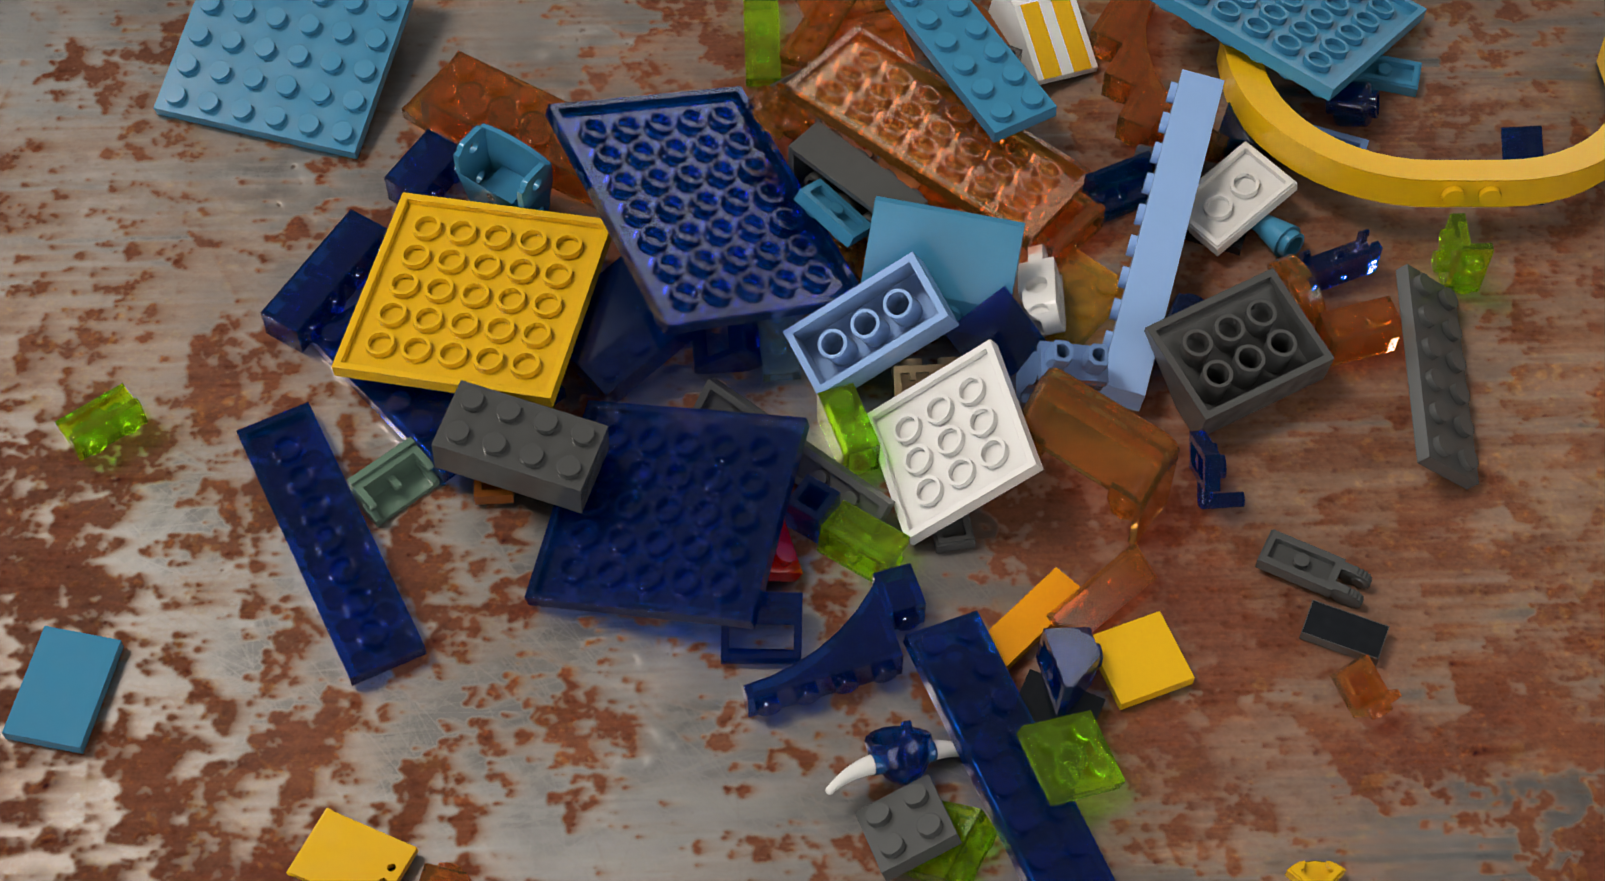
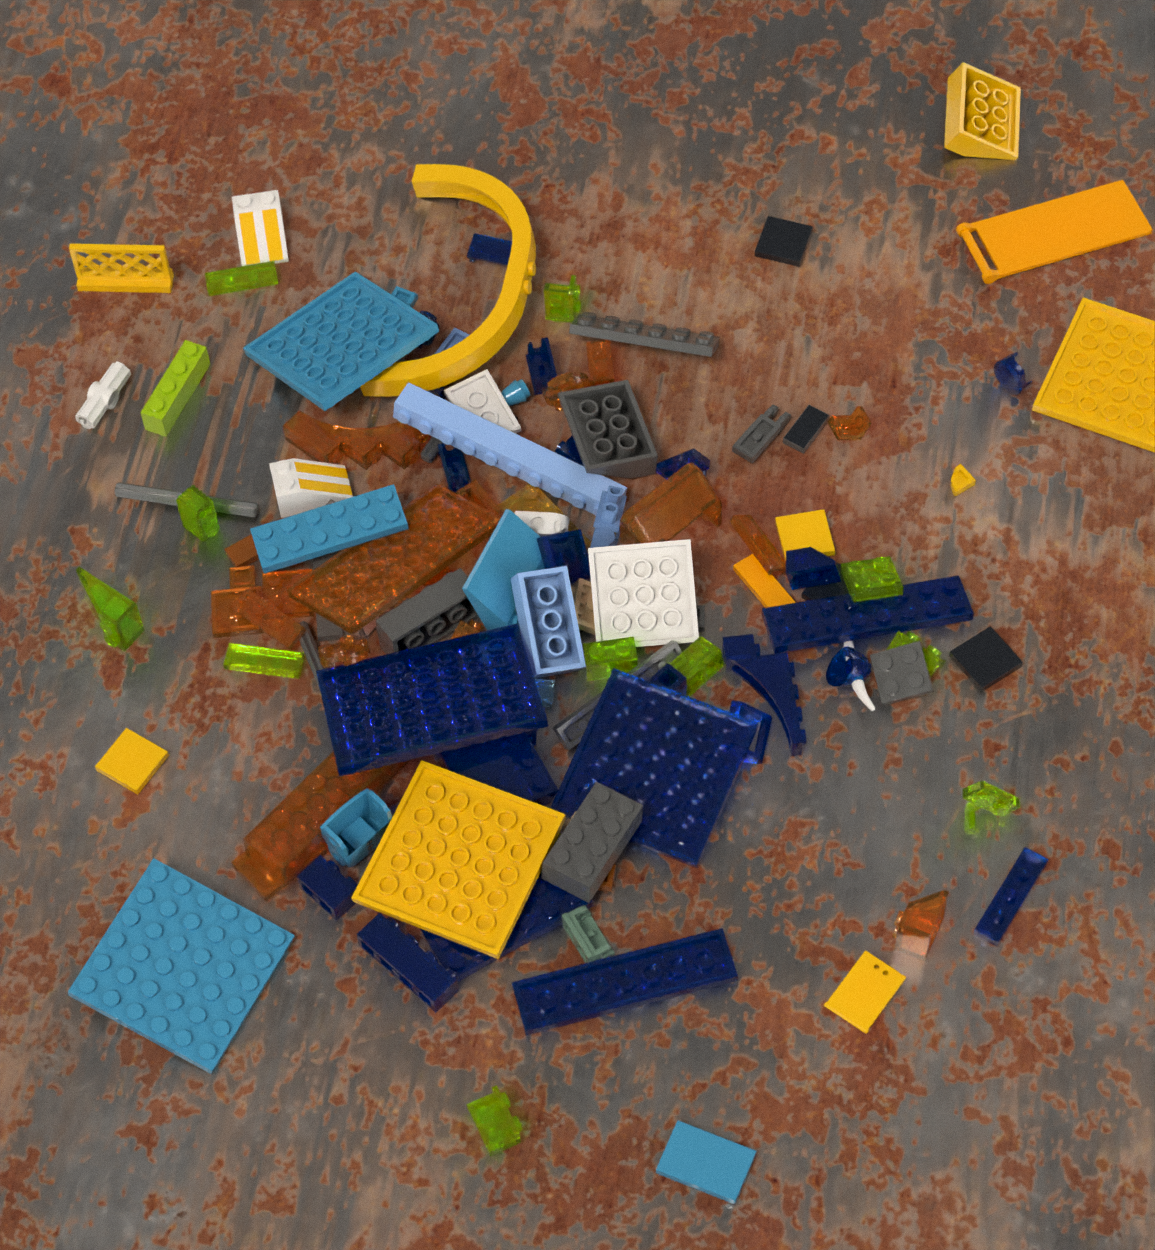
camera: 75 degrees left, 0 degrees up
(833, 212) = (447, 629): dark azure plate -> none

